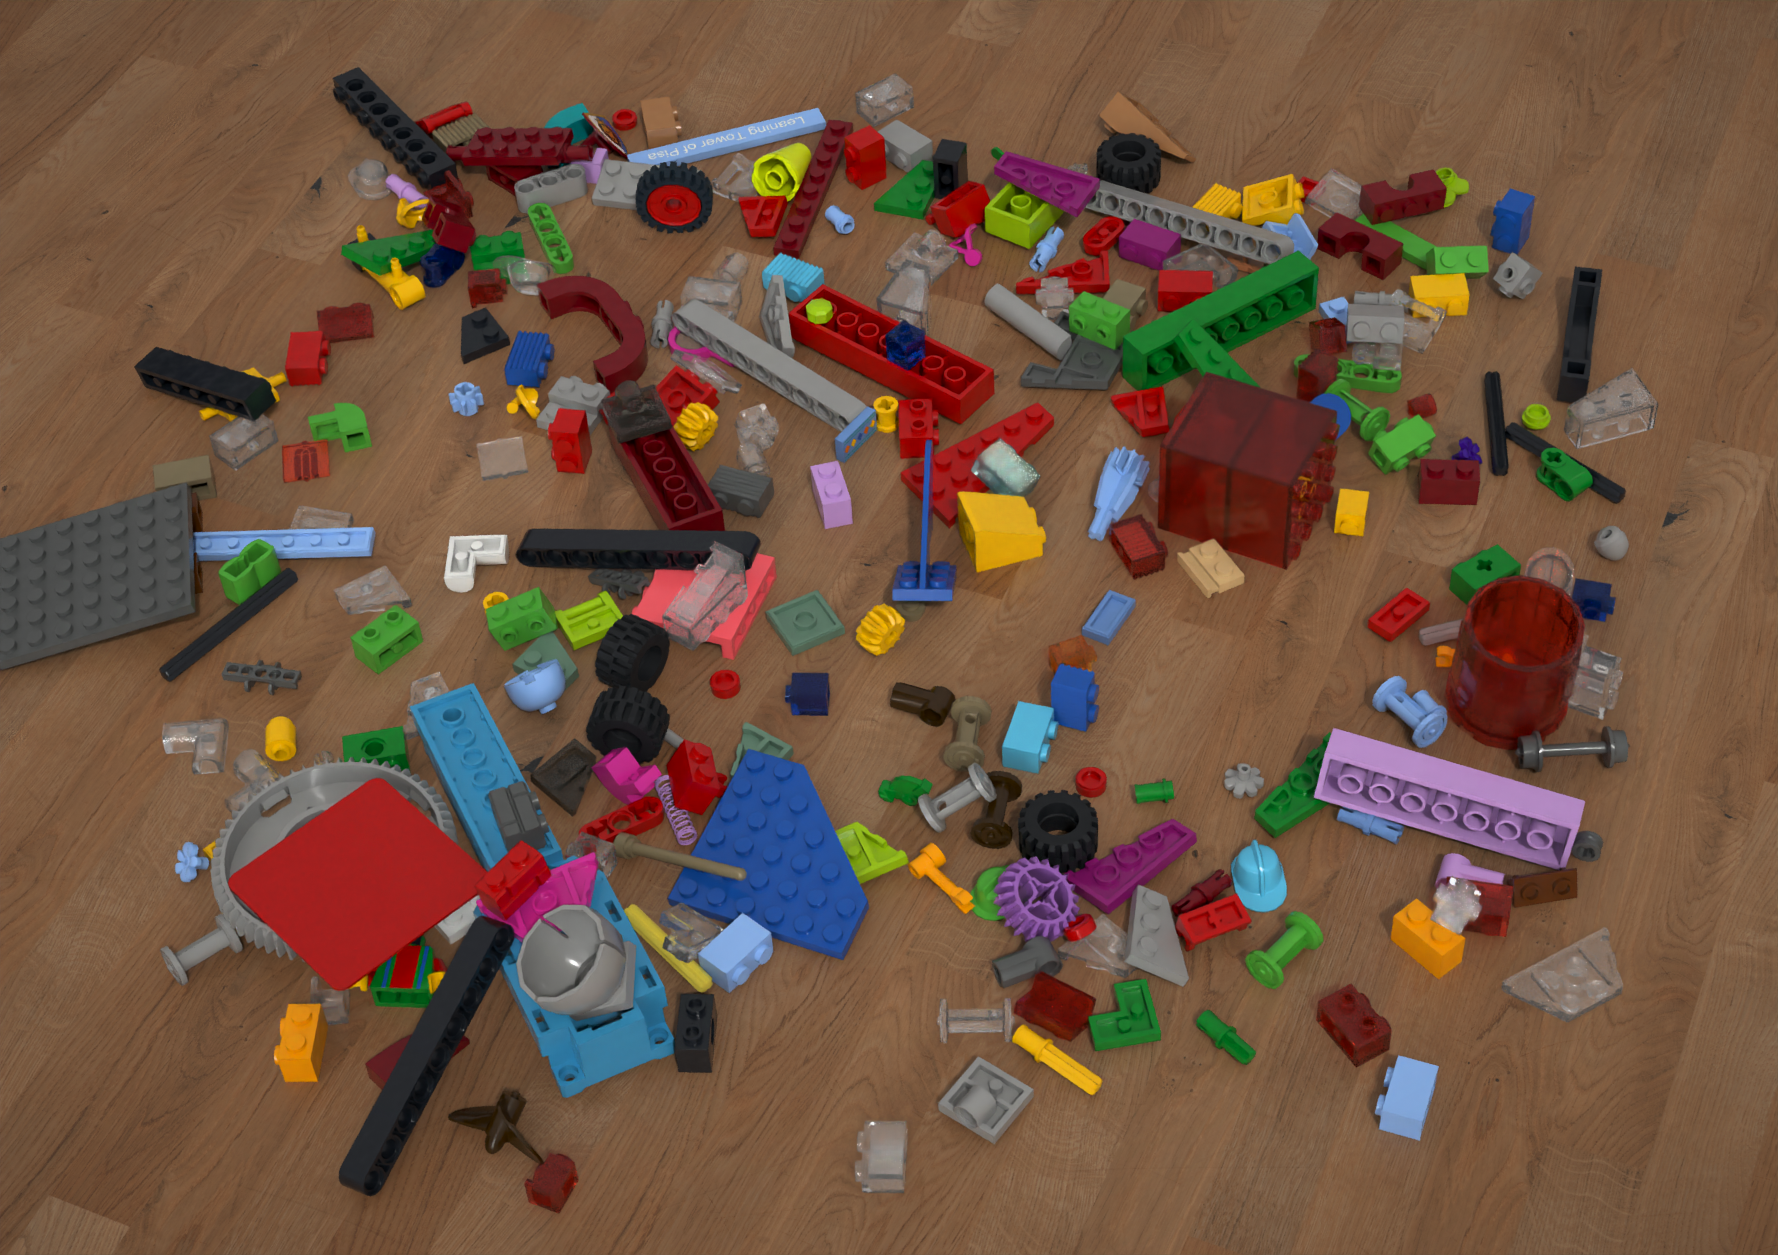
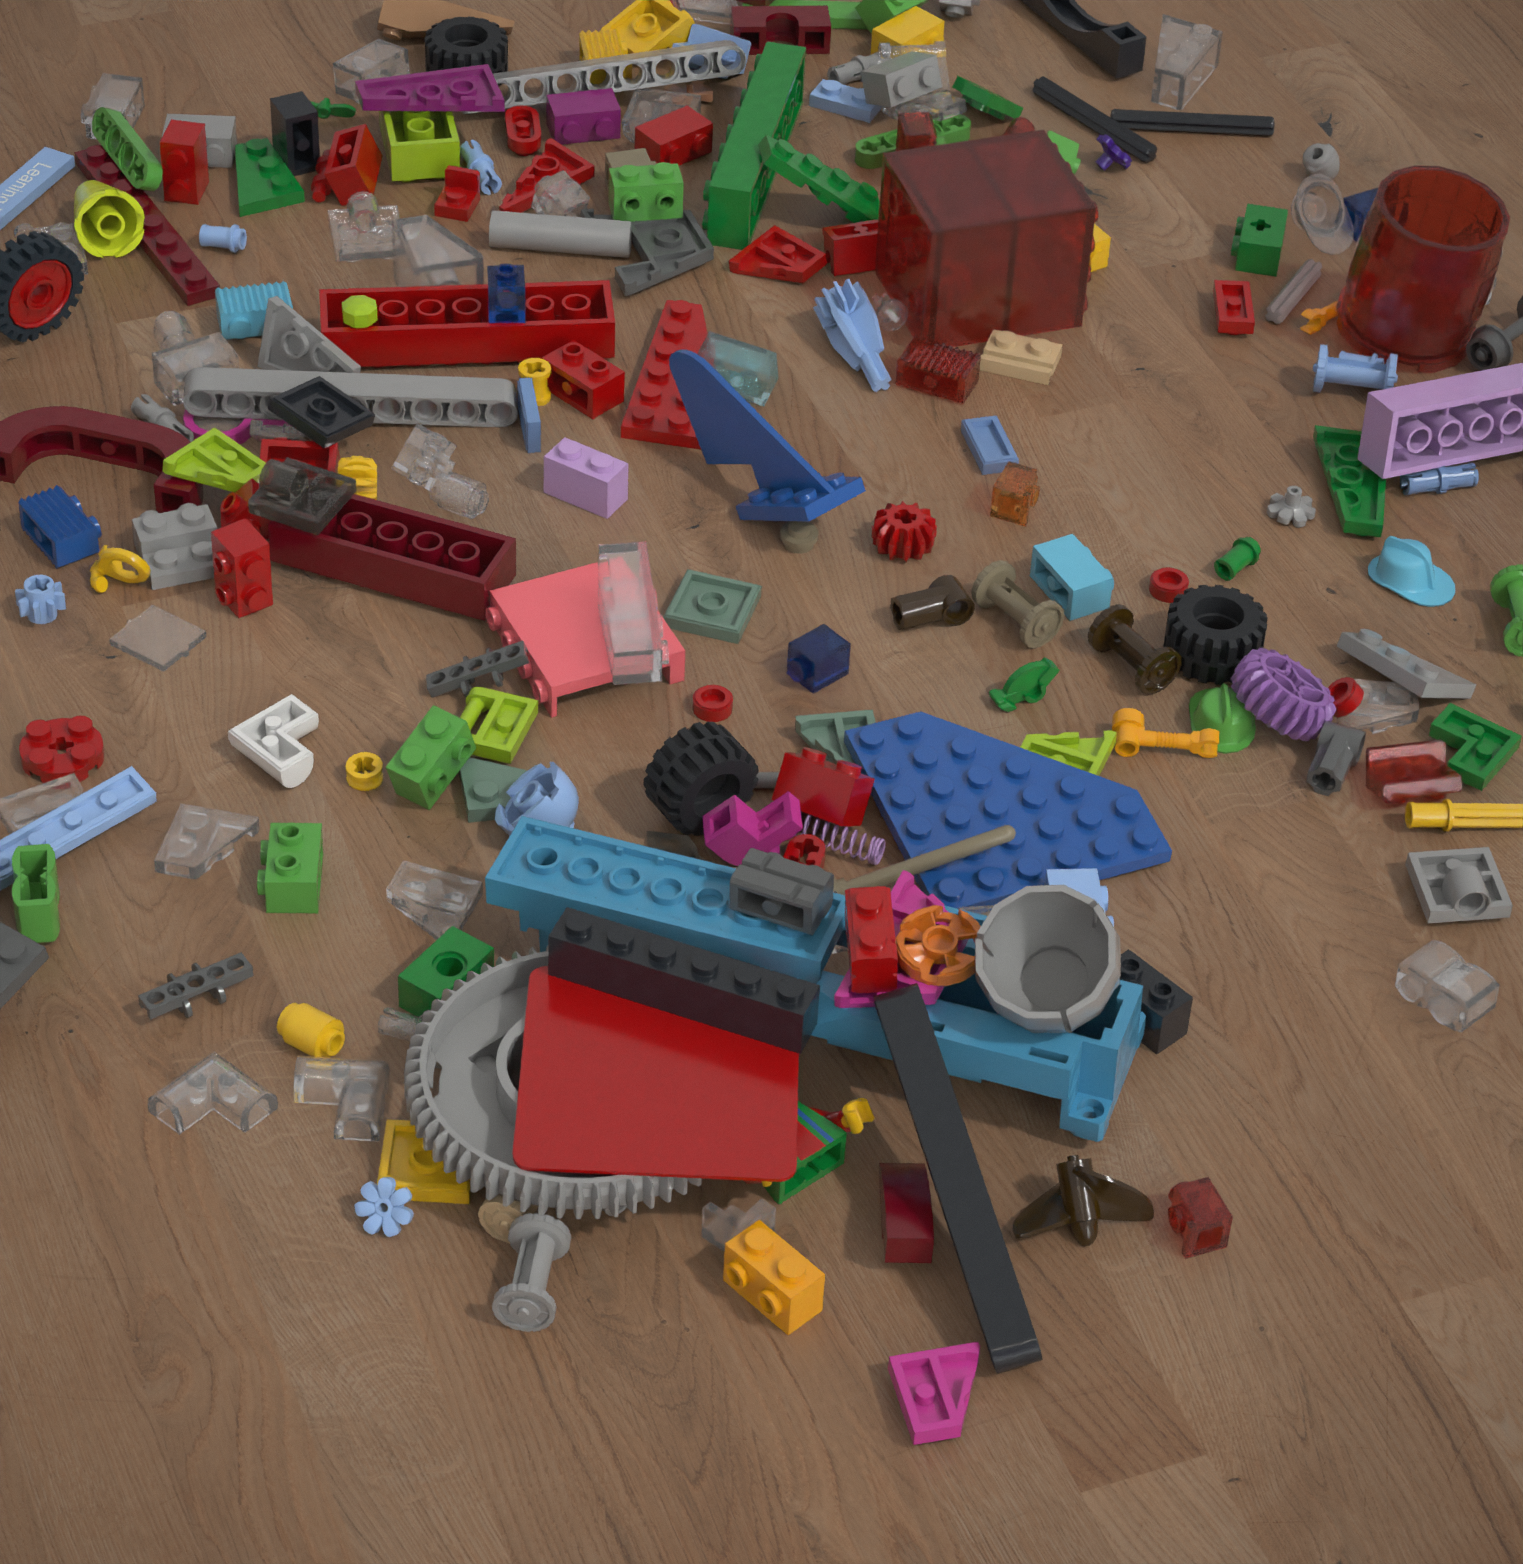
camera: 50 degrees left, 5 degrees down
(228, 624) = (70, 968): black axle -> none
(298, 1169) = (935, 1389): none -> dark pink wing
(371, 485) = (75, 735): none -> red plate
(420, 837) = (683, 980): none -> black brick
(532, 909) = (936, 945): none -> orange piece
(630, 548) = (460, 628): black beam -> none
(632, 653) = (612, 716): black tyre -> none
(634, 364) = (214, 462): none -> lime wing
(722, 365) = (321, 411): none -> black plate
(741, 490) = (494, 513): dark grey brick -> none
(763, 214) = (128, 270): red wing -> none
(848, 127) = (127, 149): none -> bright green beam
(880, 629) = (812, 562): yellow gear -> none
(957, 797) = (1110, 630): light grey hose -> none
(969, 643) = (904, 531): none -> red gear
(972, 256) = (413, 205): dark pink piece -> none
(975, 1020) = (1344, 841): clear hose -> none
(998, 529) = (804, 416): yellow slope -> none
(1007, 264) = (459, 194): none -> red bracket
(1058, 146) = (369, 62): none -> clear brick
(1074, 697) = (1079, 509): blue brick -> none
(1115, 877) = (1306, 621): magenta wing -> none
(1203, 893) = (1391, 613): dark red pin -> none
(1212, 921) = (1440, 624): red hinge -> none
(1328, 335) = (864, 114): clear red brick -> none
(1428, 367) = (986, 100): none -> green plate
(1448, 482) = (1130, 180): dark red brick -> none
(1536, 417) = (1121, 97): lime plate -> none
(1563, 477) = (1207, 130): green piece -> none

